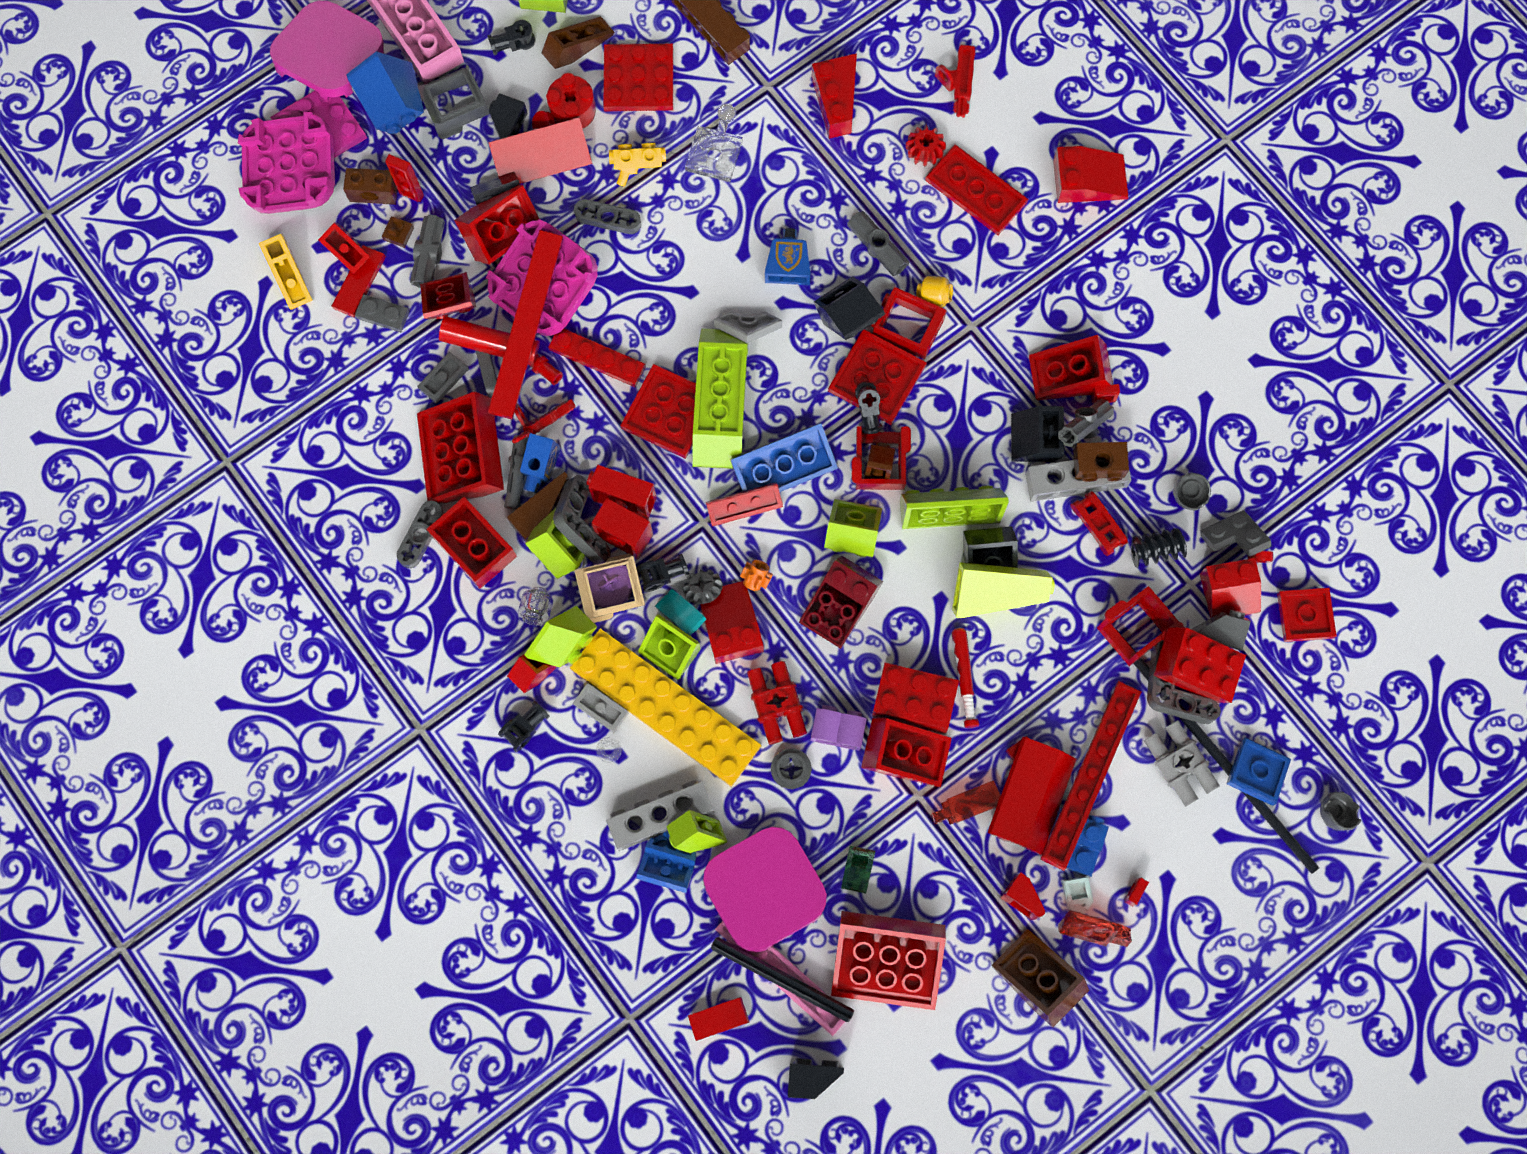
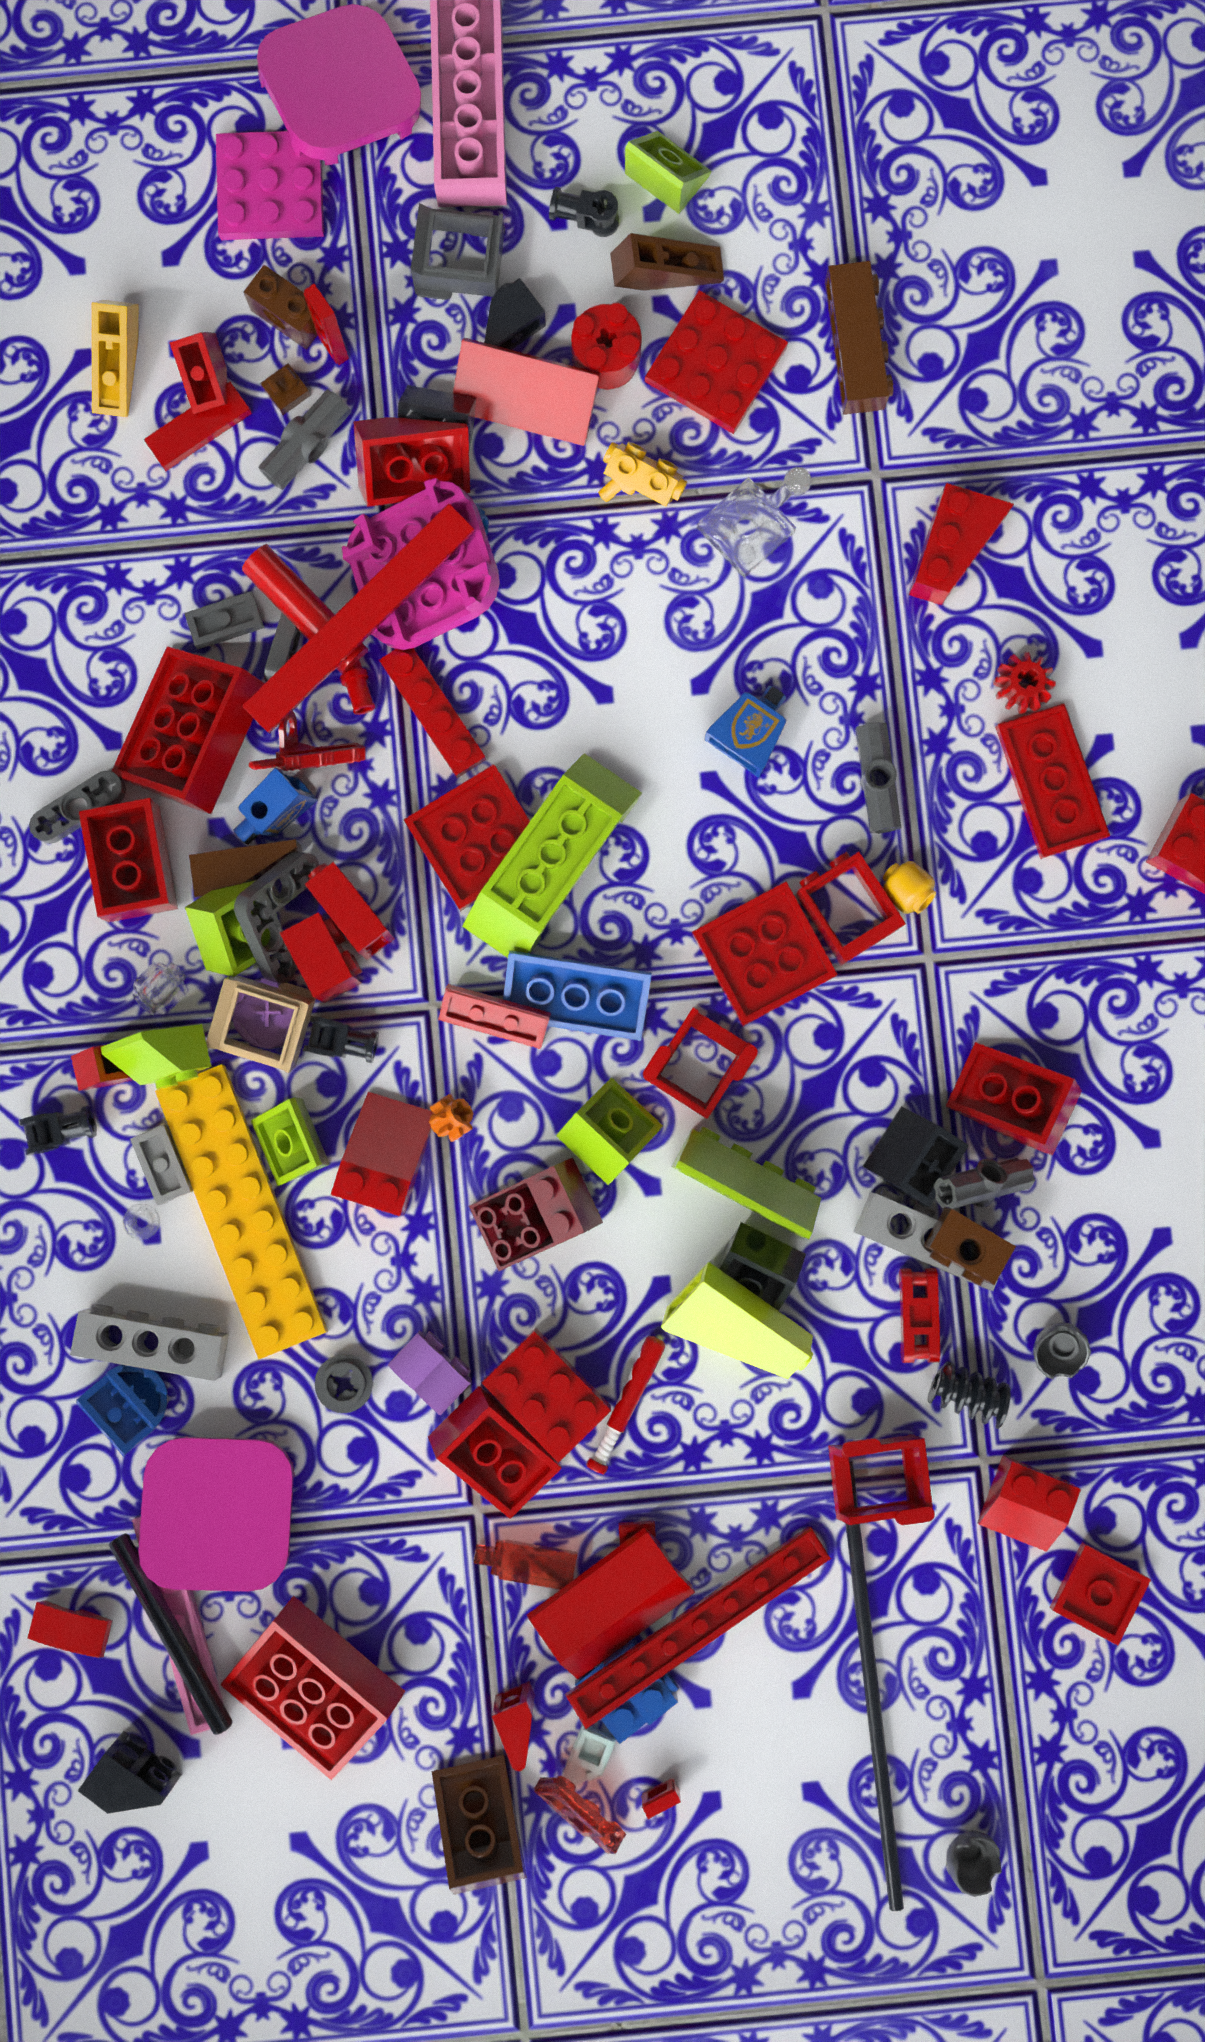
camera: 30 degrees right, 10 degrees up
(287, 164) = (198, 212): dark pink tile -> none
(382, 313) = (202, 487): dark grey plate -> none
(387, 91) = (377, 190): blue slope -> none
(447, 296) = (285, 520): red slope -> none
(515, 477) = (229, 814): dark grey pin -> none
(541, 119) = (556, 348): red tile -> none
(589, 218) = (584, 540): dark grey beam -> none
(680, 612) = (328, 1107): teal slope -> none
(695, 832) = (177, 1395): lime slope -> none
(711, 589) = (383, 1102): dark grey gear -> none
(747, 326) = (642, 789): light grey tile -> none
(770, 713) = (358, 1300): red pin -> none
(848, 308) = (782, 845): black slope -> none
(857, 869) = (346, 1556): clear green slope -> none
(869, 407) = (725, 989): black connector -> none
(880, 461) = (694, 1070): reddish brown slope -> none
(959, 79) = (1128, 618): red piece -> none
(1105, 392) = (1037, 1156): red tile -> none
(1171, 697) = (861, 1588): dark grey beam -> none
(1185, 750) = (835, 1689): light grey pin -> none
(1199, 665) = (919, 1580): red brick -> none
(1226, 628) = (981, 1549): dark grey slope -> none
(1238, 529) = (1088, 1433): dark grey plate -> none
(1258, 771) = (908, 1748): blue tile -> none
(1263, 557) = (1092, 1485): red tile -> none

